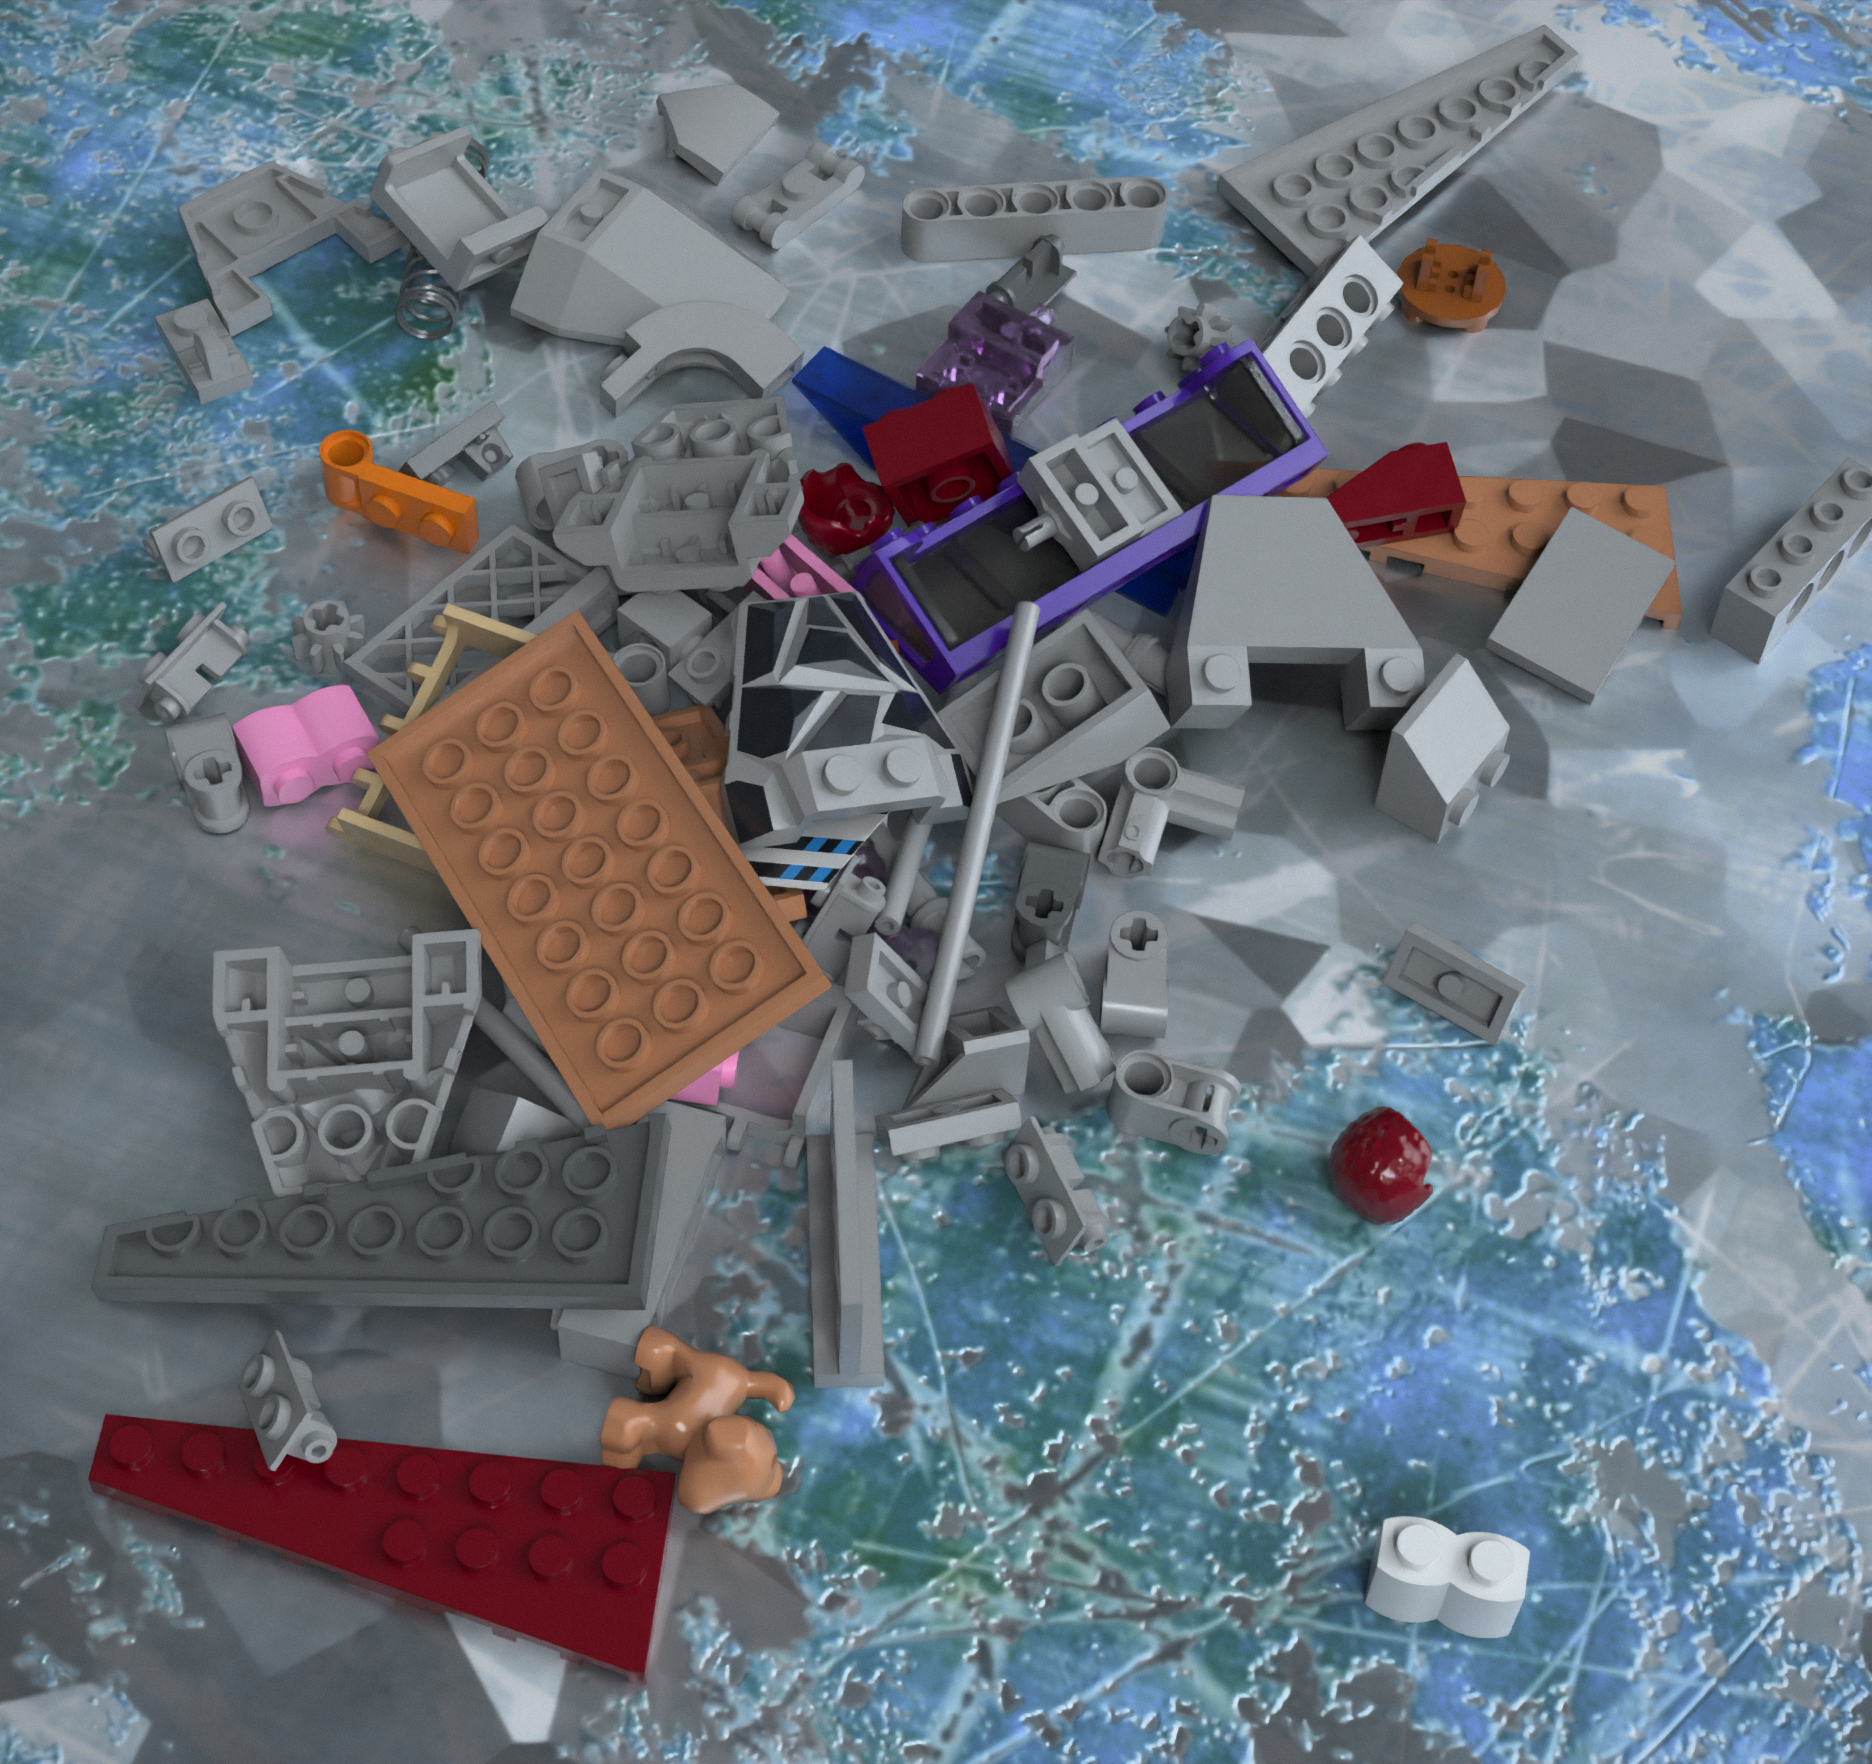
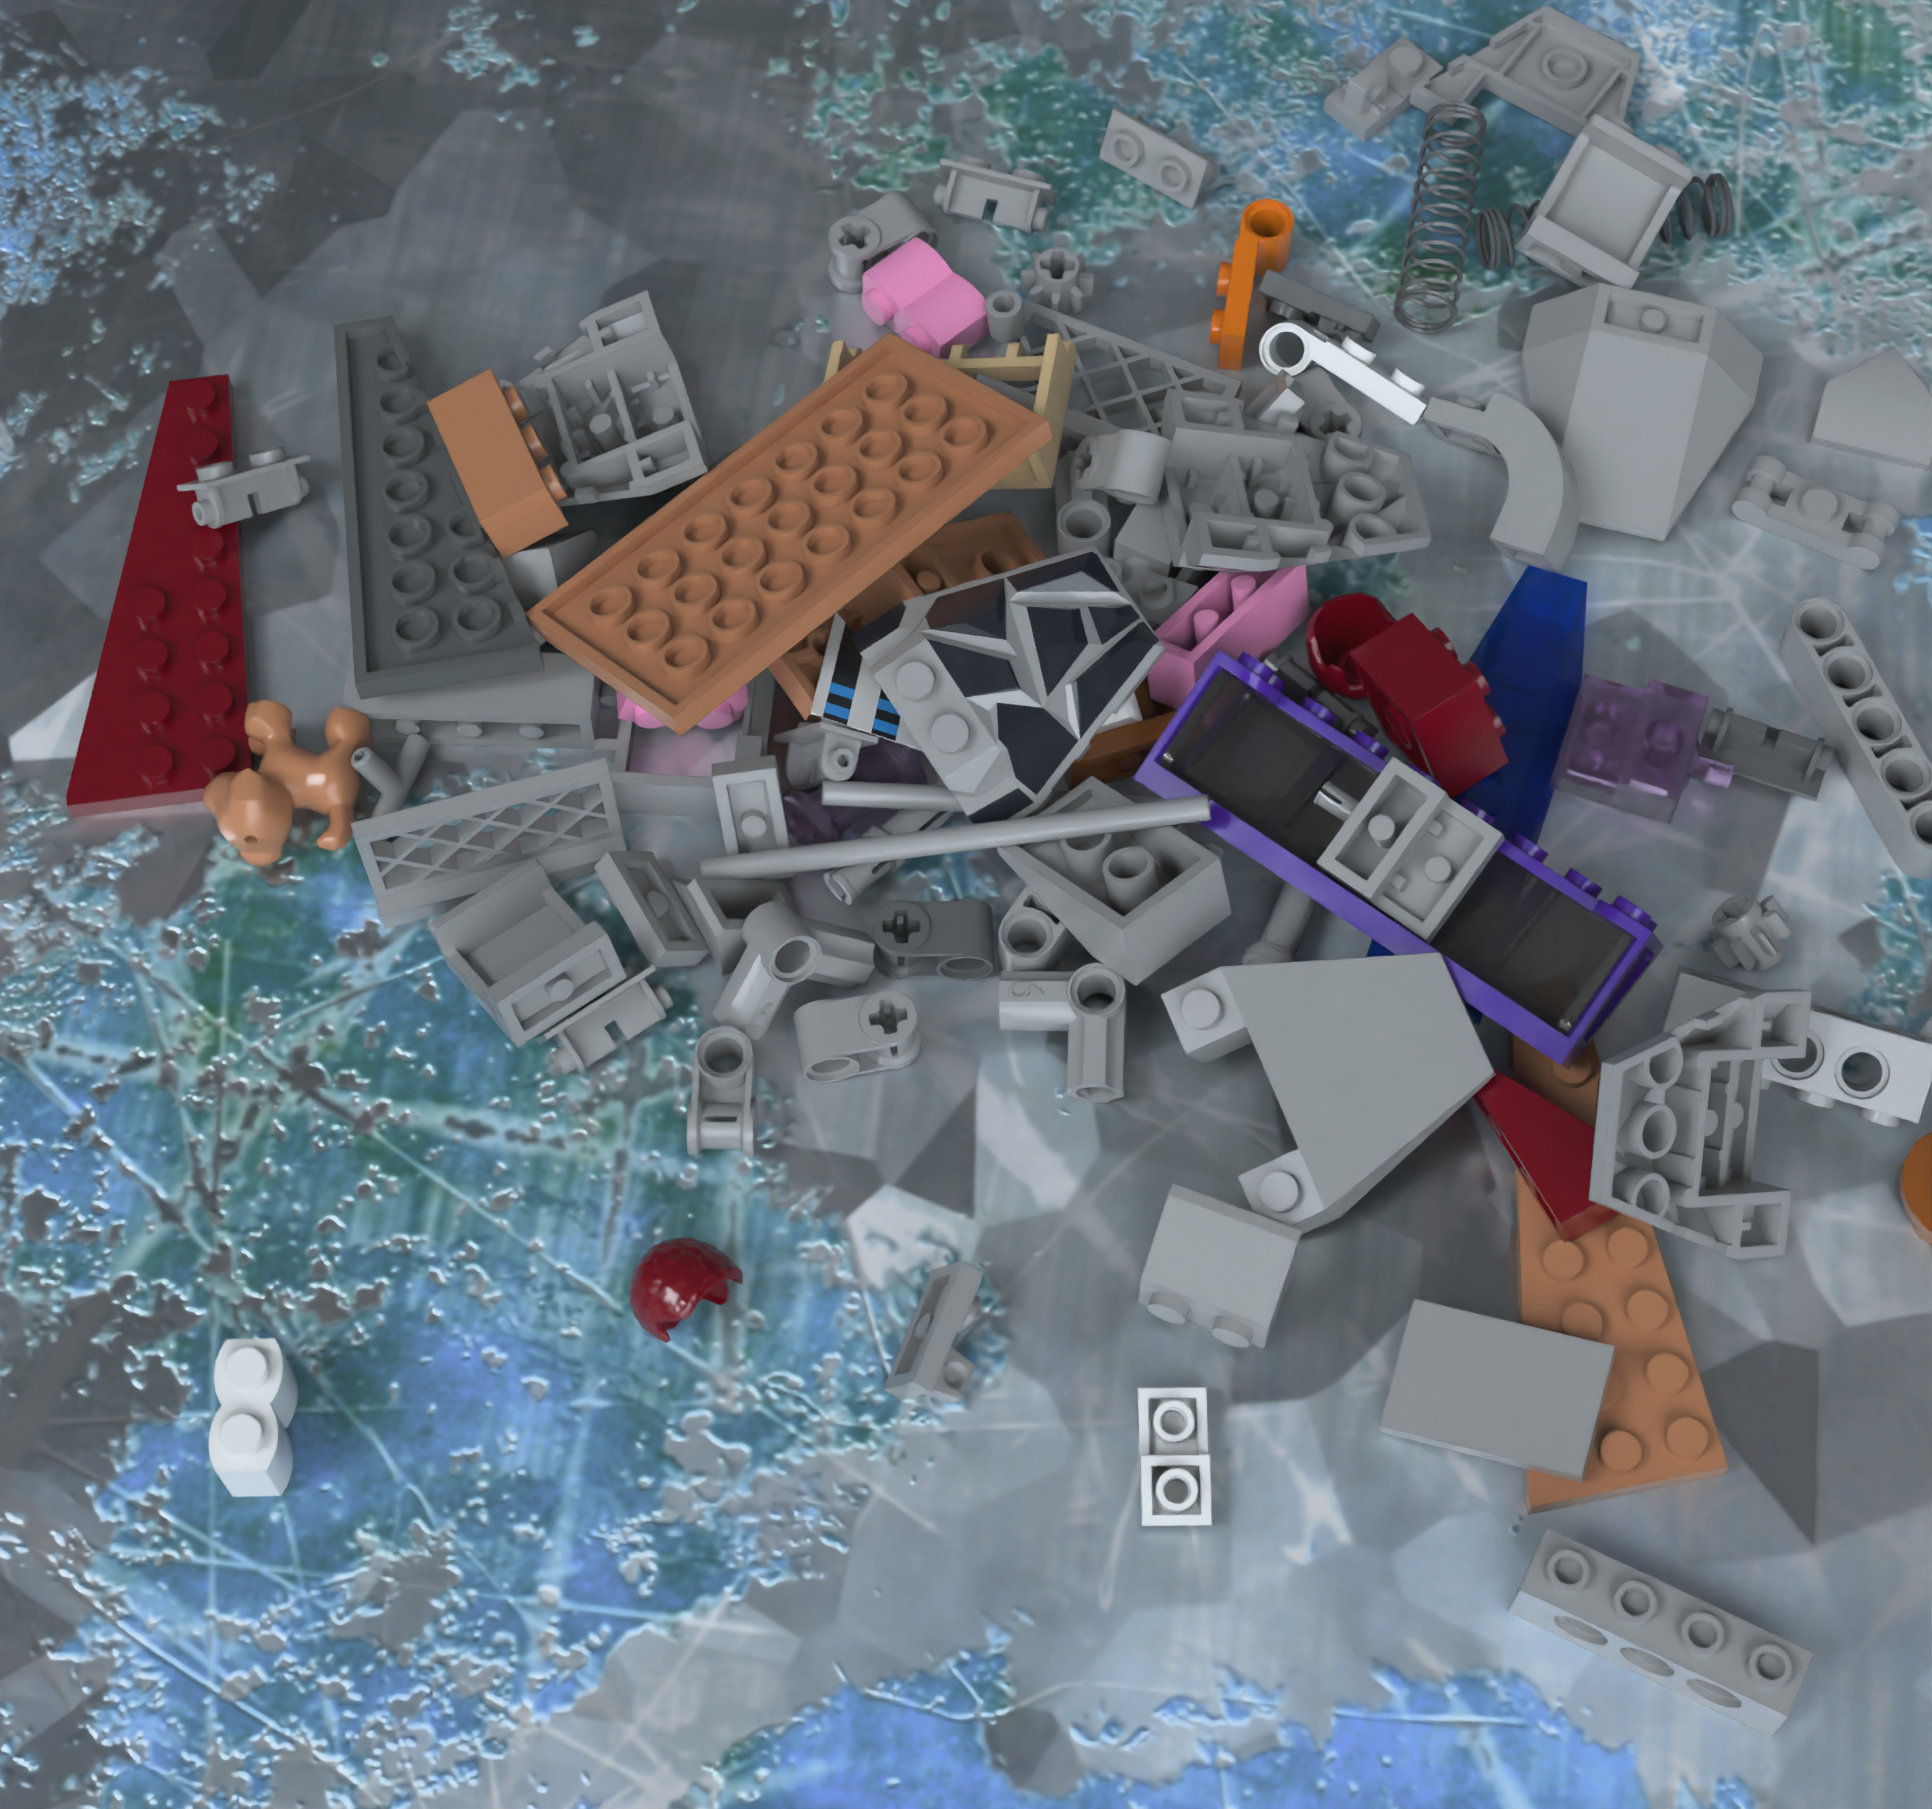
camera: 80 degrees right, 10 degrees up
(298, 304) = (1408, 321): none -> dark grey piece
(366, 673) = (1005, 315): none -> light grey piece
(389, 1119) = (500, 462): none -> nougat brick
(527, 436) = (1352, 363): none -> white plate
(620, 593) = (1122, 465): none -> light grey piece
(716, 1335) = (394, 782): none -> light grey piece
(982, 1232) = (526, 952): none -> light grey panel
(1388, 378) = (1683, 1124): none -> light grey wedge
(1605, 849) = (1174, 1457): none -> white slope

